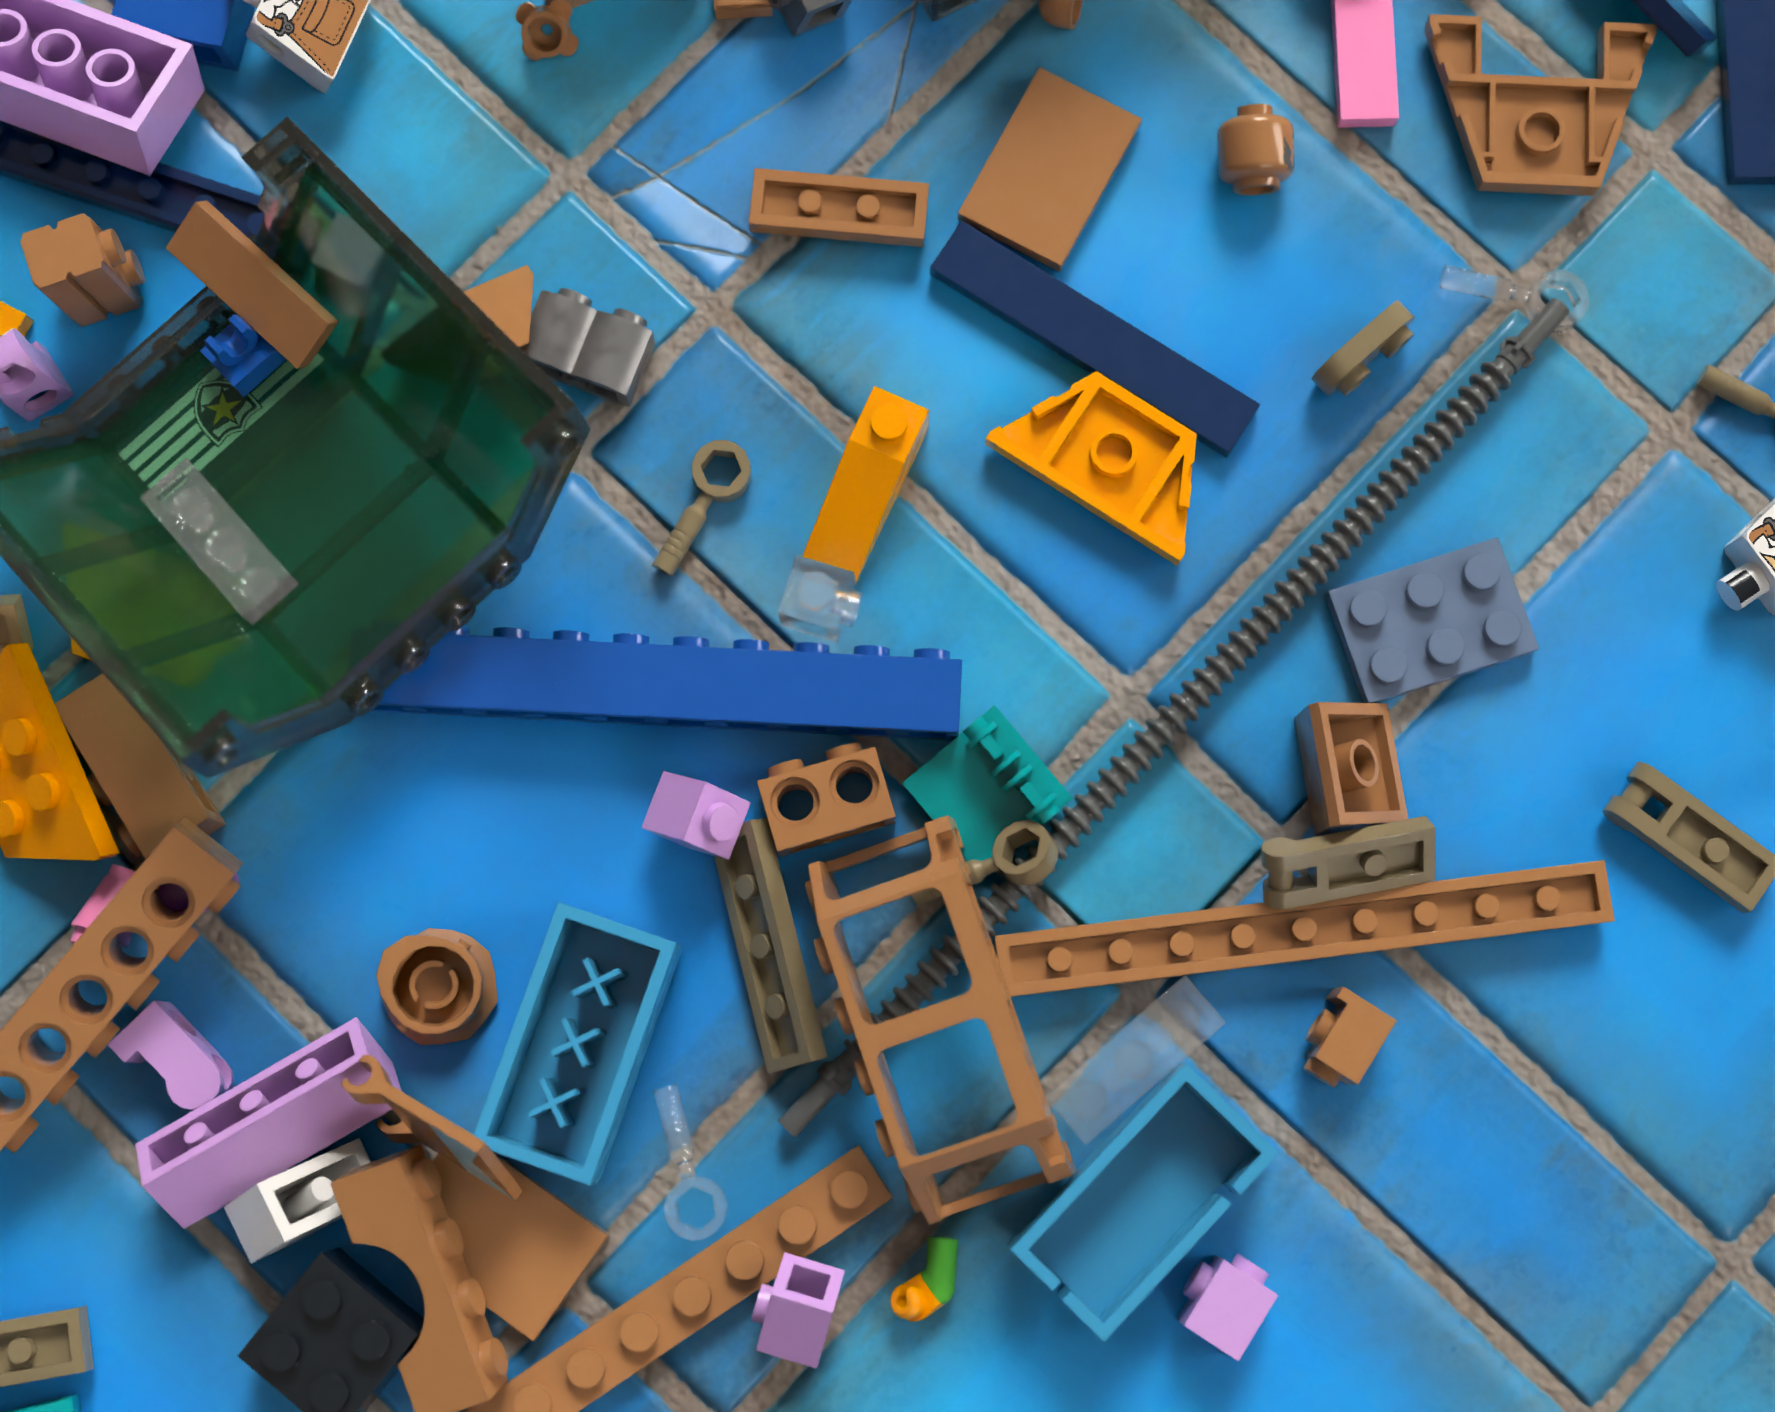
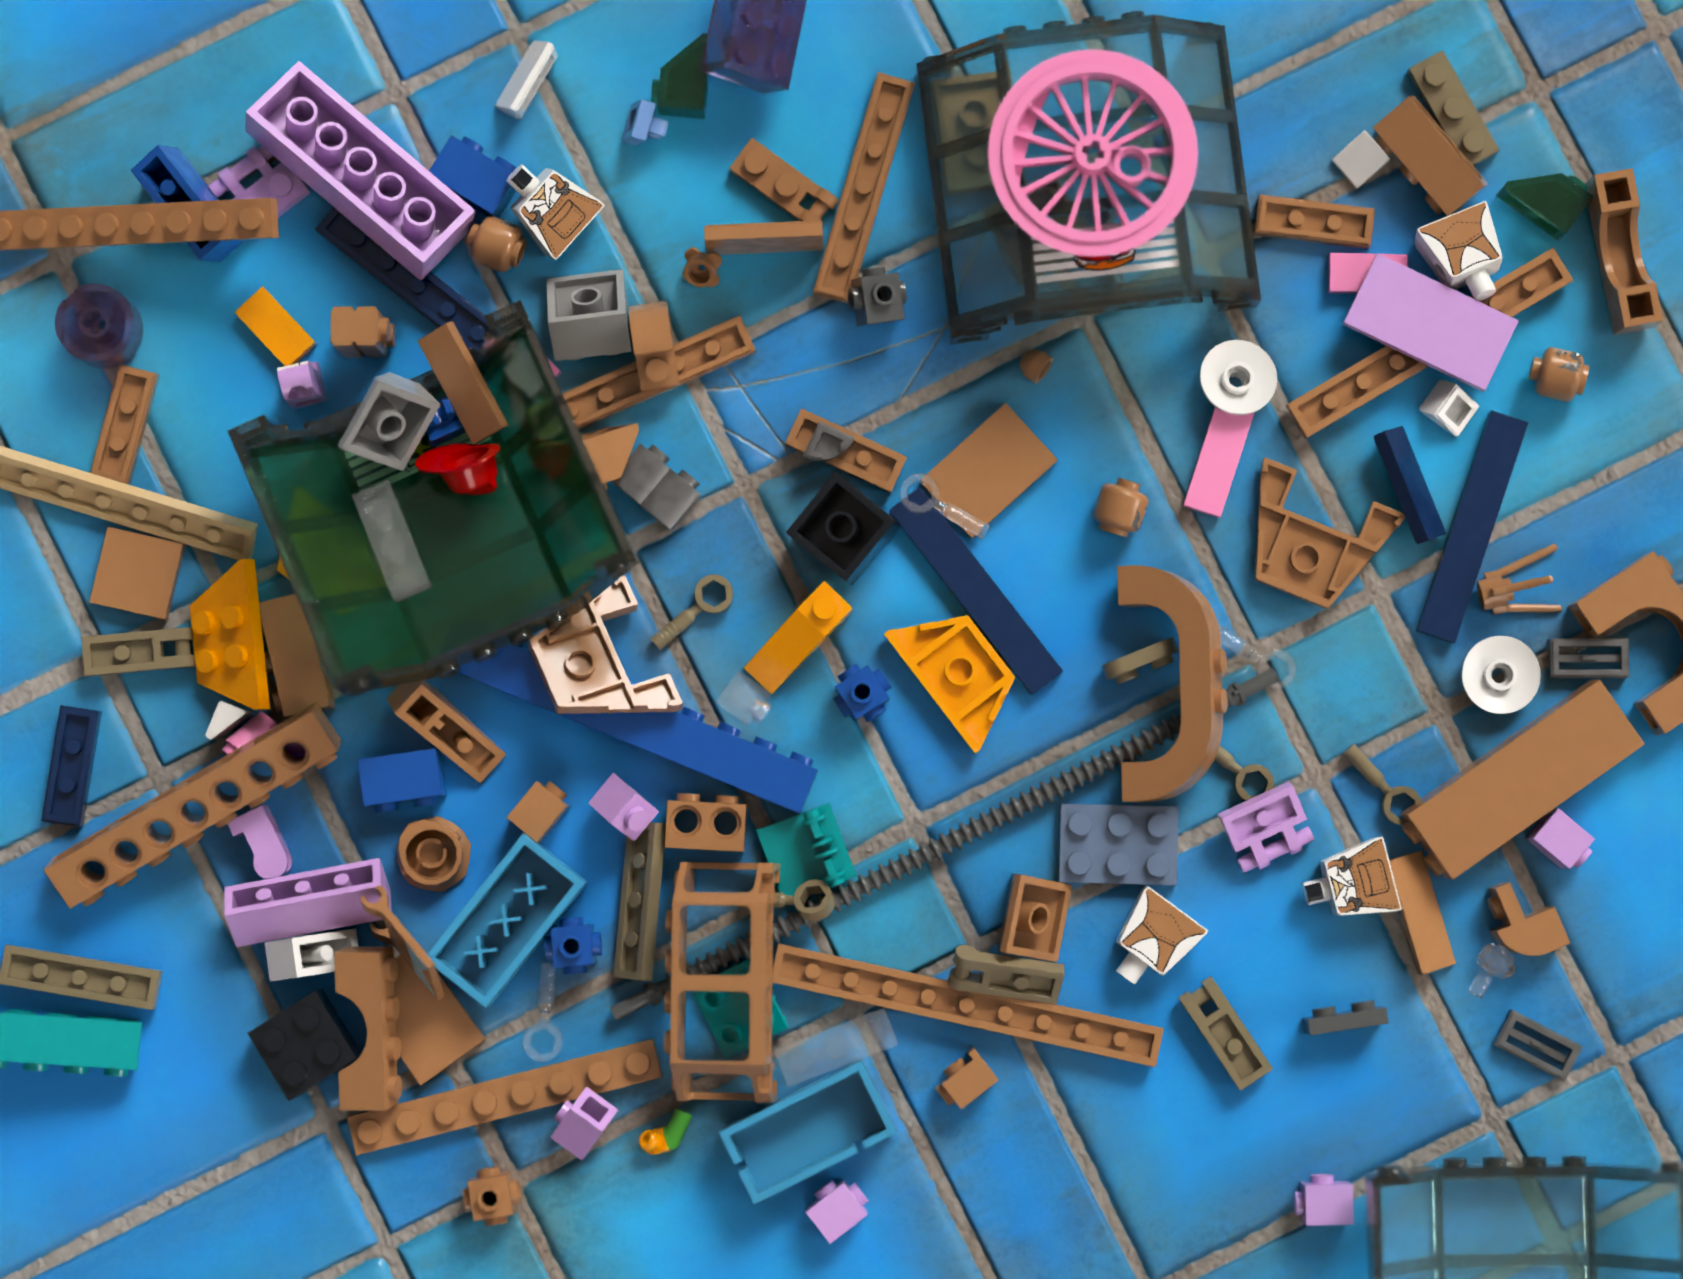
camera: 20 degrees right, 5 degrees up
(62, 896) = (225, 720): none -> white slope
(154, 367) = (390, 421): none -> light grey slope
(243, 91) = (496, 244): none -> medium nougat head
(297, 405) = (463, 466): none -> red piece
(353, 891) = (402, 778): none -> blue brick
(394, 792) = (446, 728): none -> medium nougat slope
(409, 147) = (588, 315): none -> light grey slope
(515, 152) = (653, 345): none -> medium nougat brick
(545, 185) = (694, 358): none -> medium nougat tile
(569, 630) = (583, 666): none -> wing
(573, 864) = (539, 810): none -> medium nougat brick
(716, 1042) = (589, 945): none -> blue brick
(810, 201) = (827, 443): none -> flat silver tile
(875, 307) = (843, 528): none -> black brick
(963, 1065) = (730, 1014): none -> teal hinge
(983, 551) = (859, 708): none -> blue brick
(1016, 237) = (949, 511): none -> clear piece
(1375, 236) = (1200, 683): none -> medium nougat arch
(1539, 729) = (1155, 936): none -> torso
(1540, 451) = (1227, 761): none -> dark tan piece
(1625, 508) = (1262, 818): none -> lavender plate

